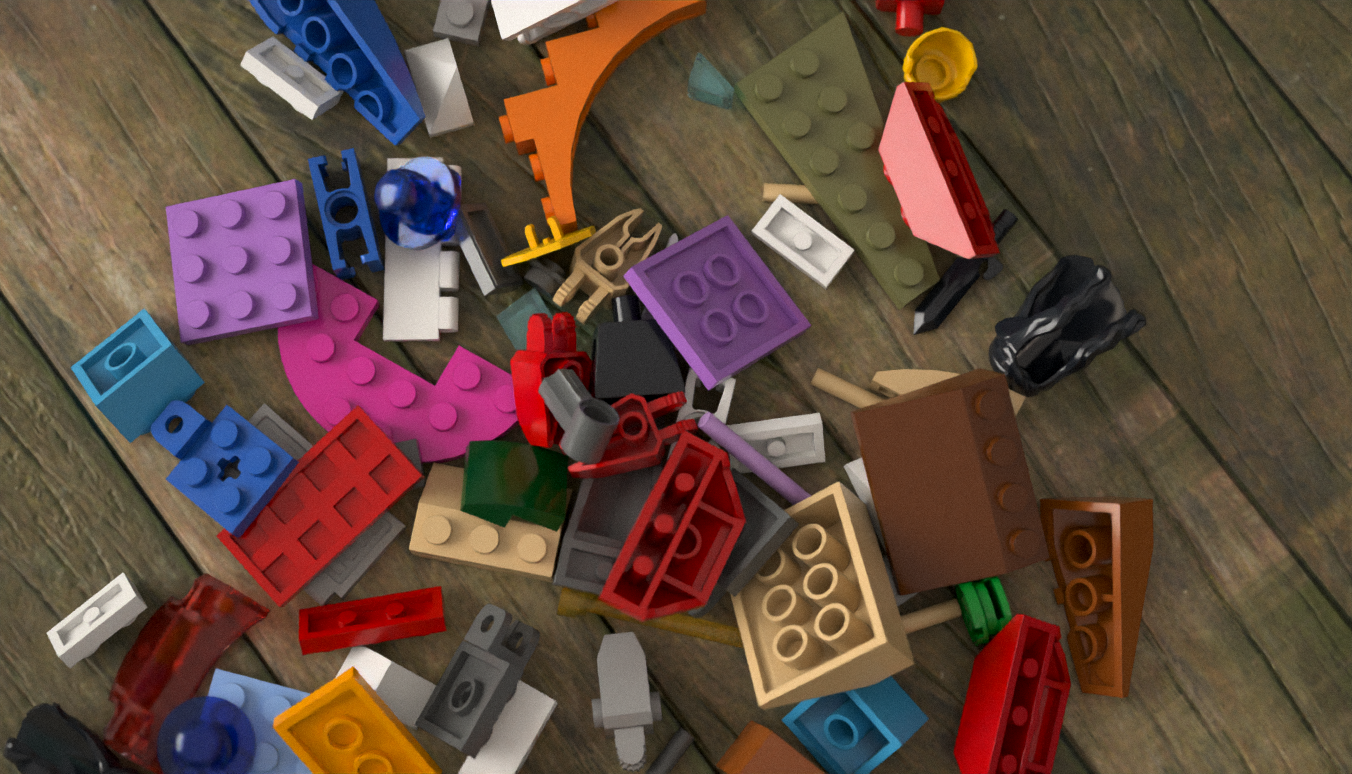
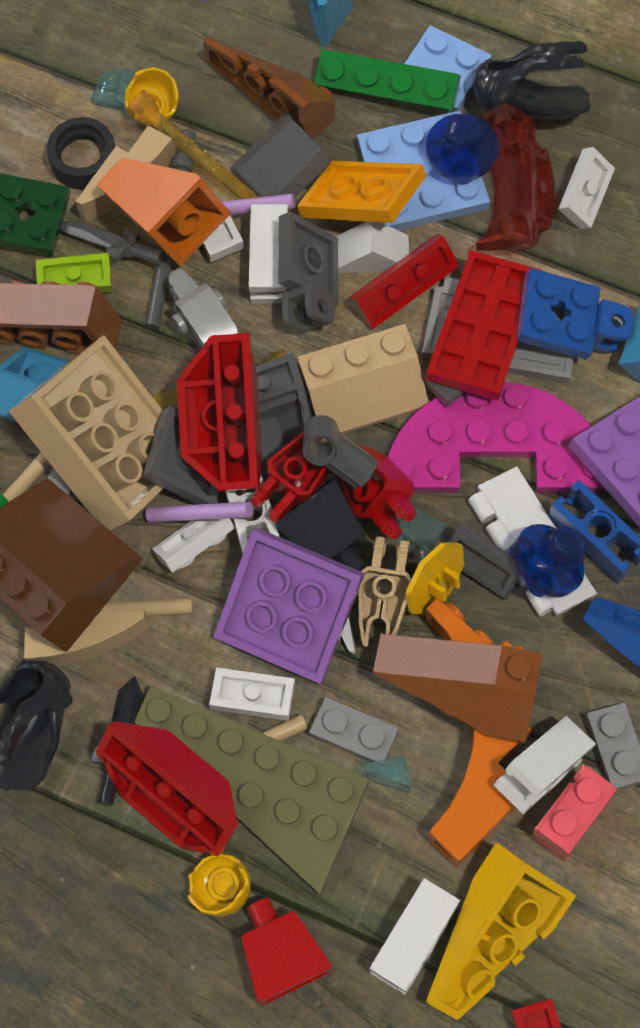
camera: 155 degrees right, 10 degrees down
(439, 87) = (594, 667): white slope -> none
(516, 481) = (362, 402): dark green slope -> none
(578, 109) = (471, 681): none -> dark orange wedge
(720, 152) = (353, 731): none -> light grey plate

